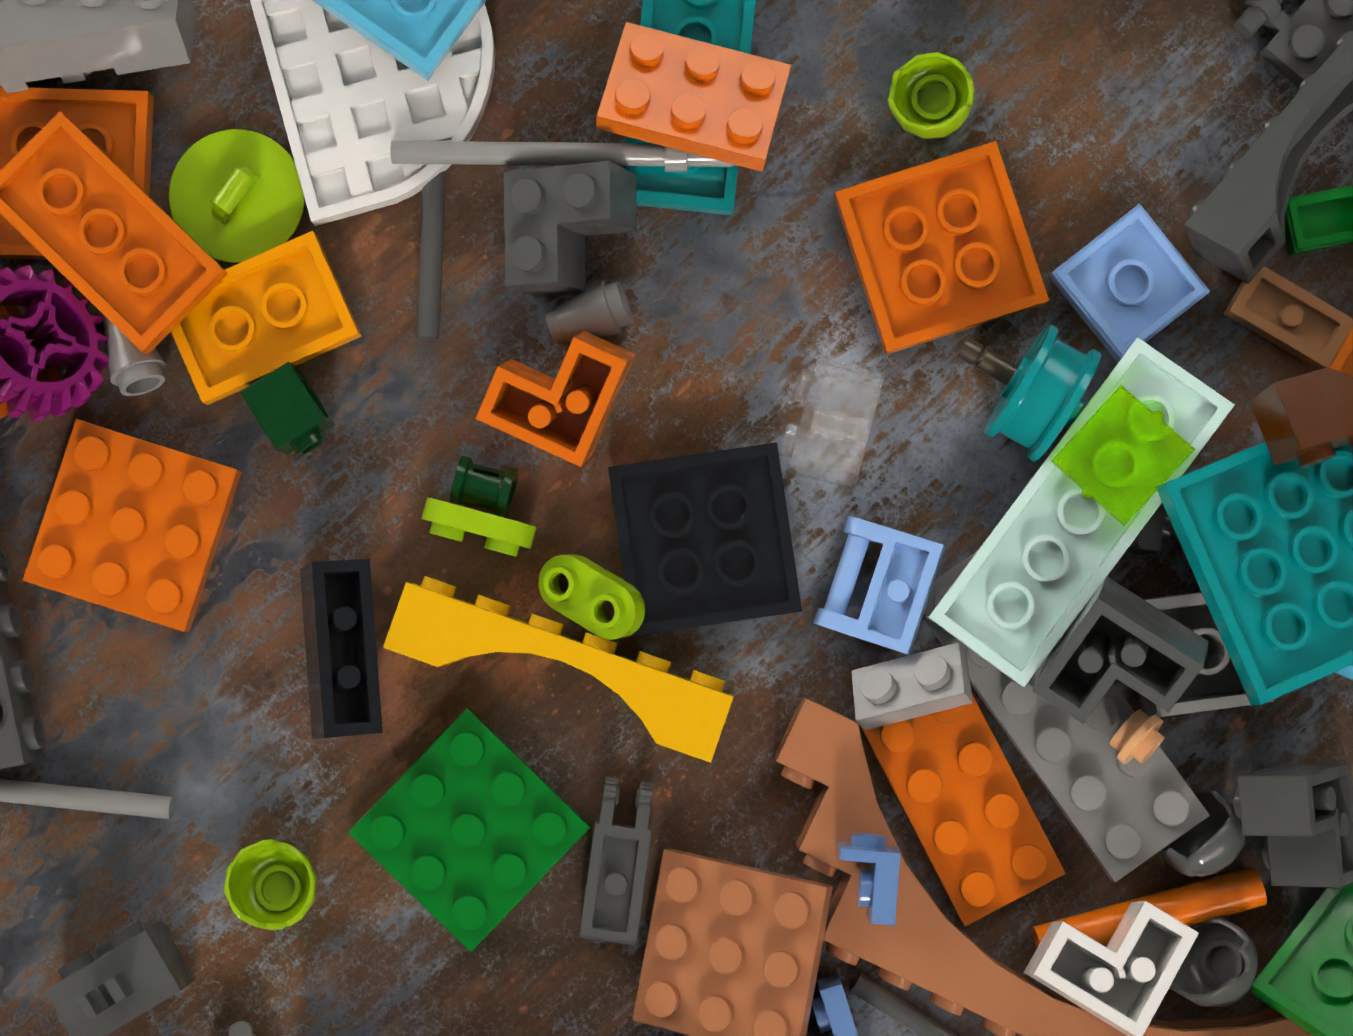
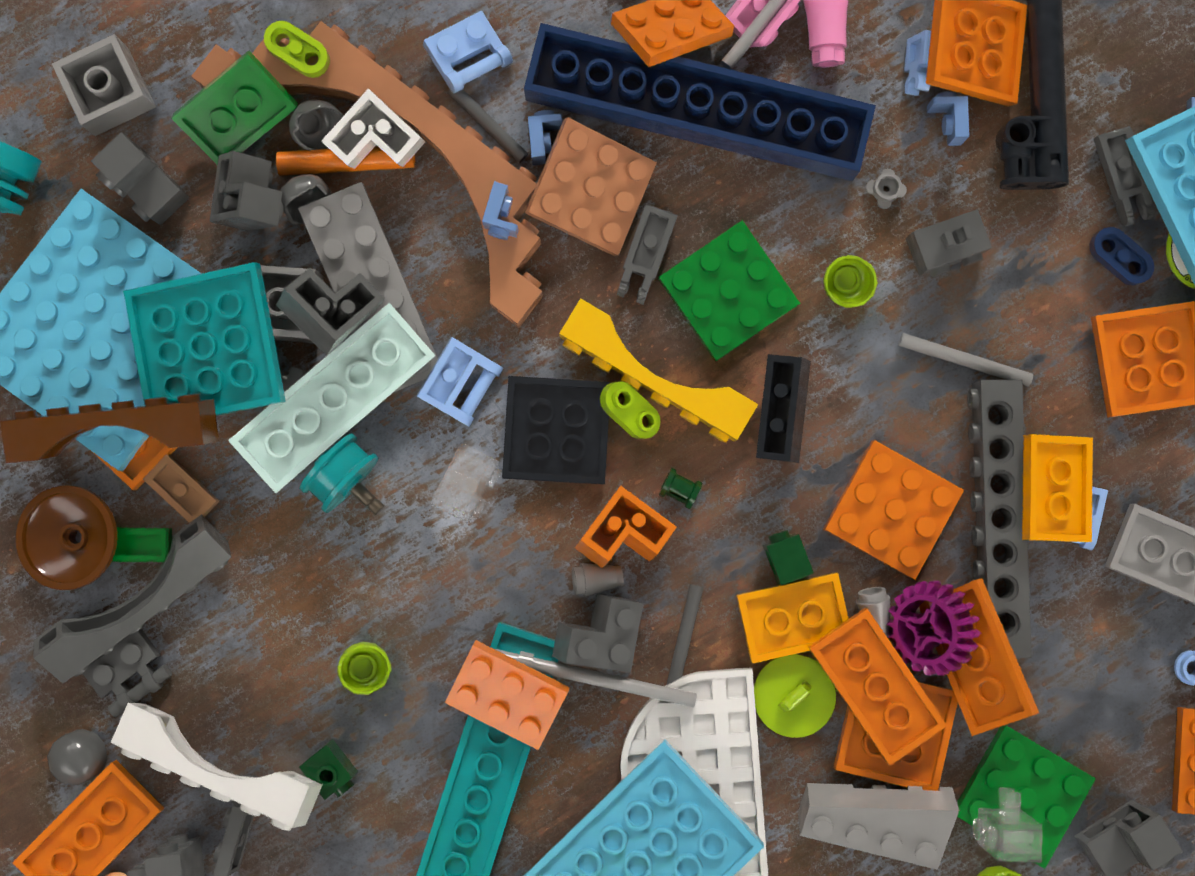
camera: 170 degrees left, 0 degrees up
(501, 533) = (676, 458): lime plate -> none
(911, 686) = (453, 318): light grey plate -> none
(940, 247) = (379, 575): orange plate -> none
(965, 808) = (439, 250): orange plate -> none
(1122, 455) = (300, 424): clear neon green piece -> none
(1128, 282) = (271, 530): light blue plate -> none
(1137, 737) = (329, 259): light nougat plate -> none

